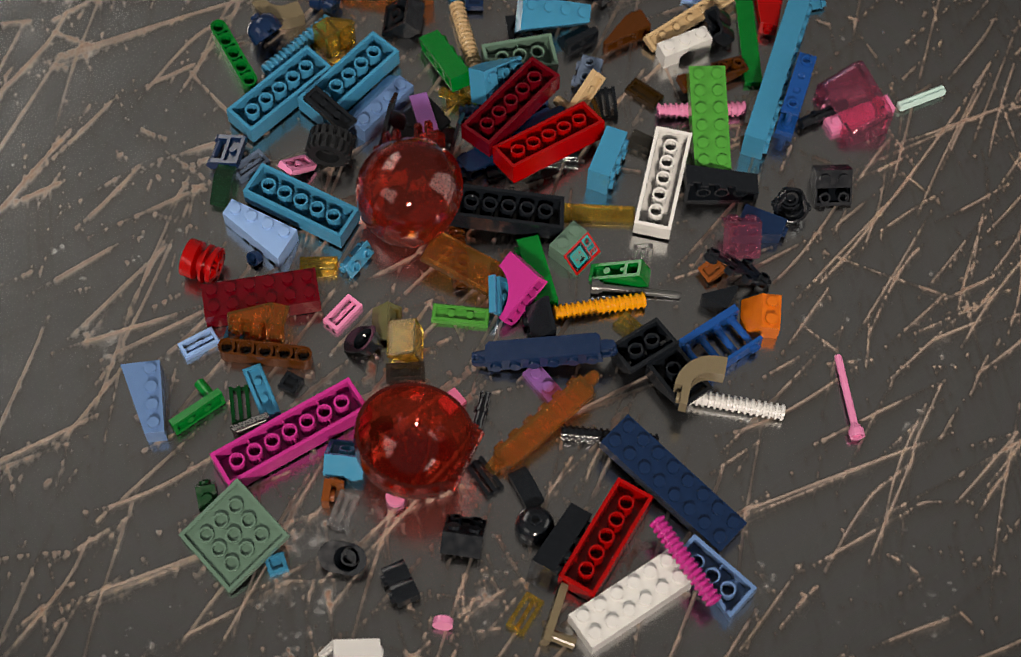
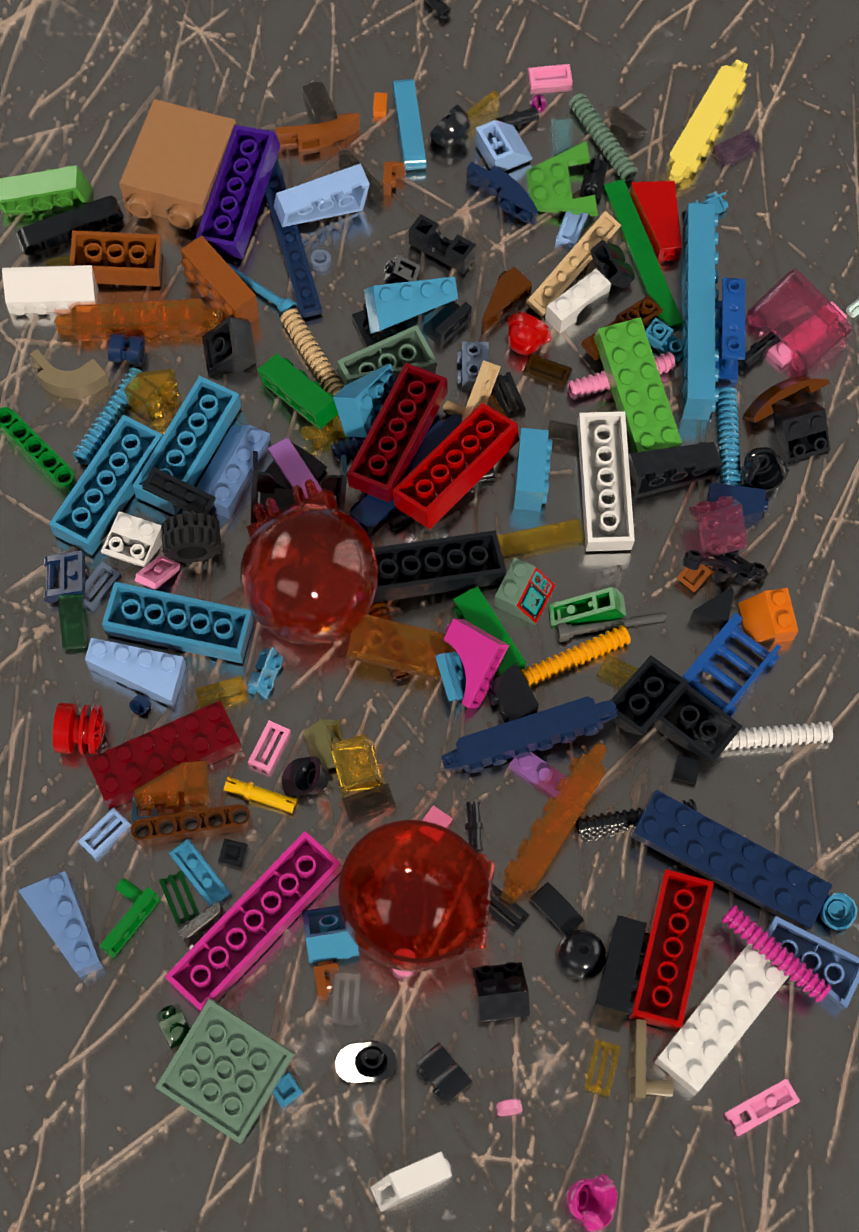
camera: 15 degrees left, 5 degrees up
(262, 27) = (60, 404): dark blue cylinder -> none
(286, 137) = (133, 540): none -> white slope
(319, 342) = (259, 794): none -> yellow pin
(460, 315) = (412, 711): bright green tile -> none
(635, 60) = (526, 333): none -> red helmet
(660, 412) = (686, 770): none -> black tile
(700, 369) = (728, 706): dark tan arch -> none
(742, 90) = (663, 340): none -> dark azure slope
(747, 546) = (838, 911): none -> dark azure hair
(772, 173) = (729, 436): none -> dark azure piece
(805, 158) = (762, 407): none -> reddish brown slope

